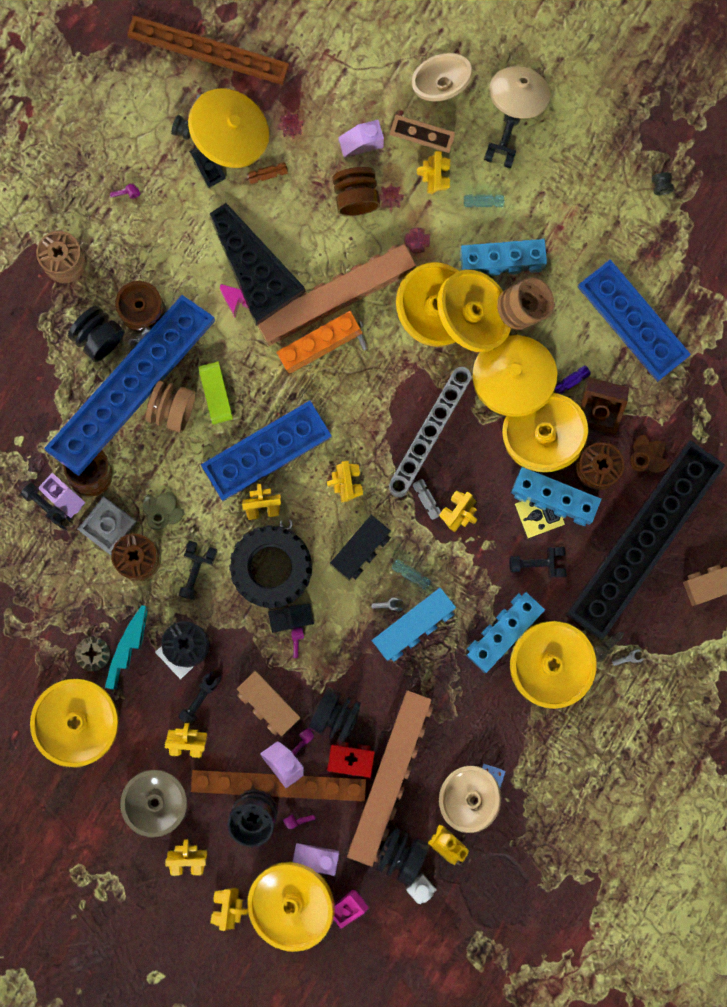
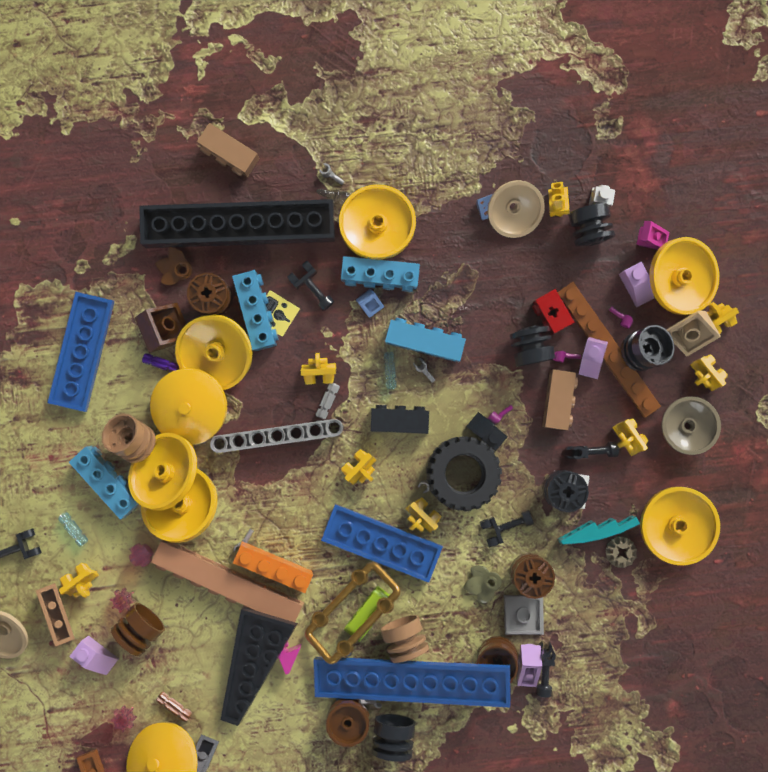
camera: 125 degrees left, 5 degrees up
(212, 409) = (384, 606): none -> pearl gold bar
(234, 872) = (694, 332): none -> tan slope
(389, 778) = (544, 276): nougat brick -> none
(485, 603) = (370, 303): none -> medium blue slope

